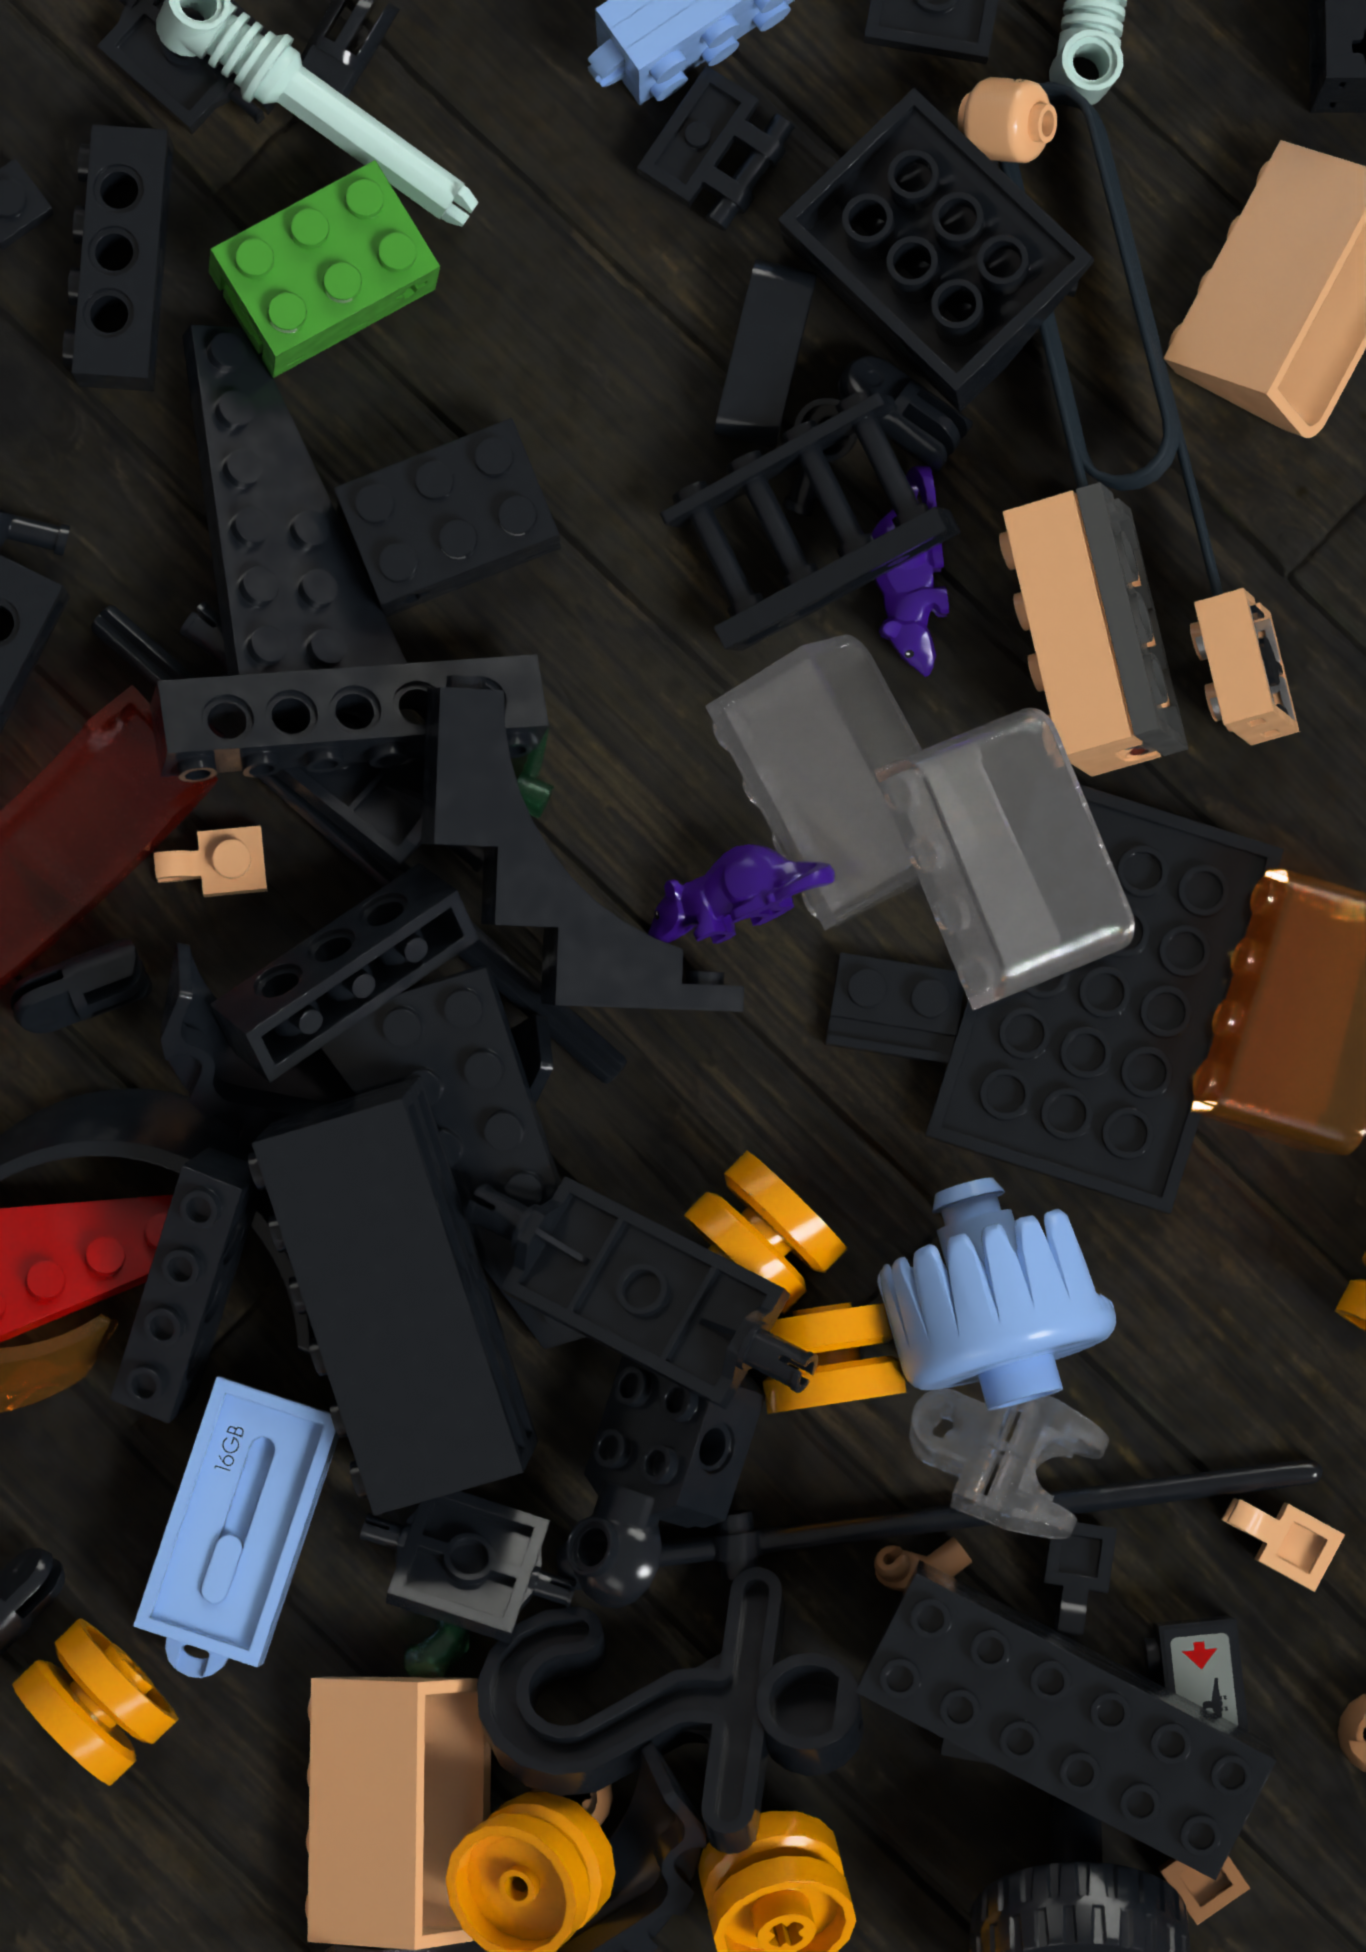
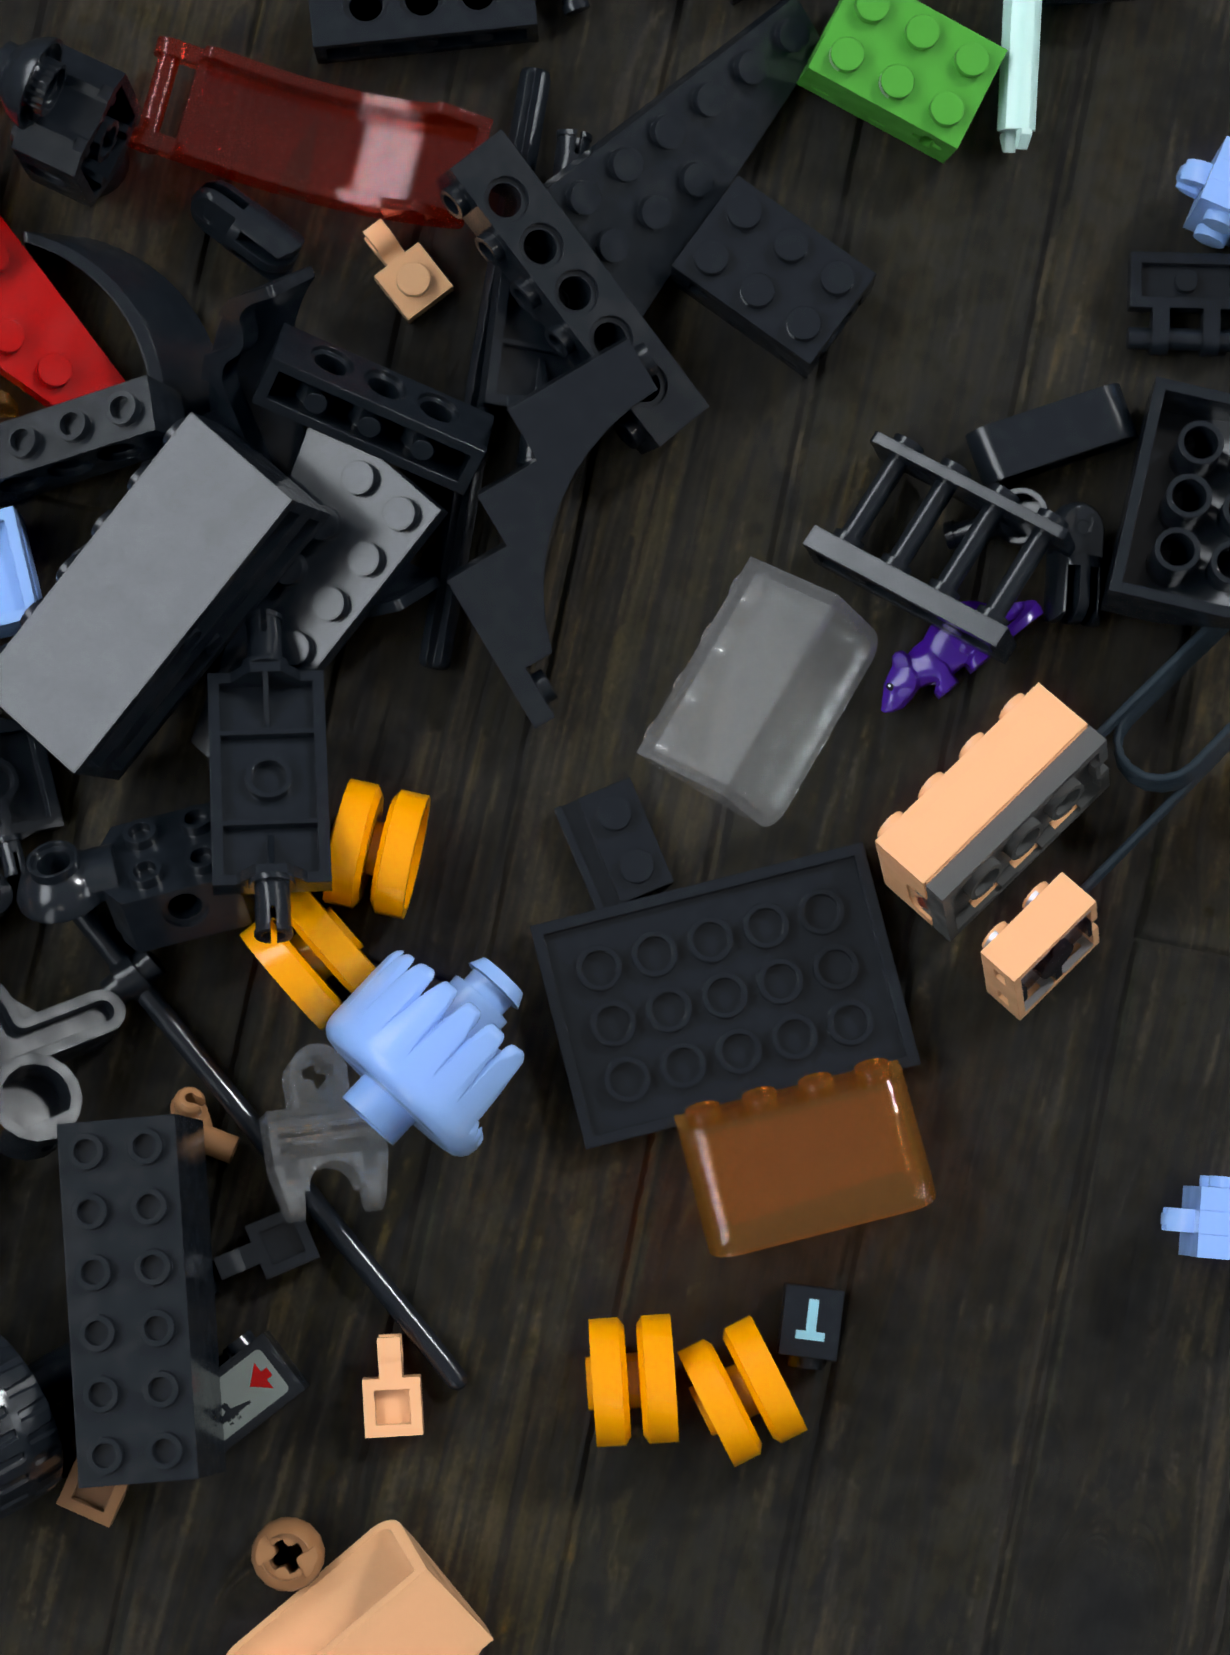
camera: 60 degrees right, 0 degrees up
(533, 790) = (604, 468): clear green hand -> none
(738, 886) = (628, 666): dark purple animal -> none
(1008, 855) = (774, 848): clear windscreen -> none

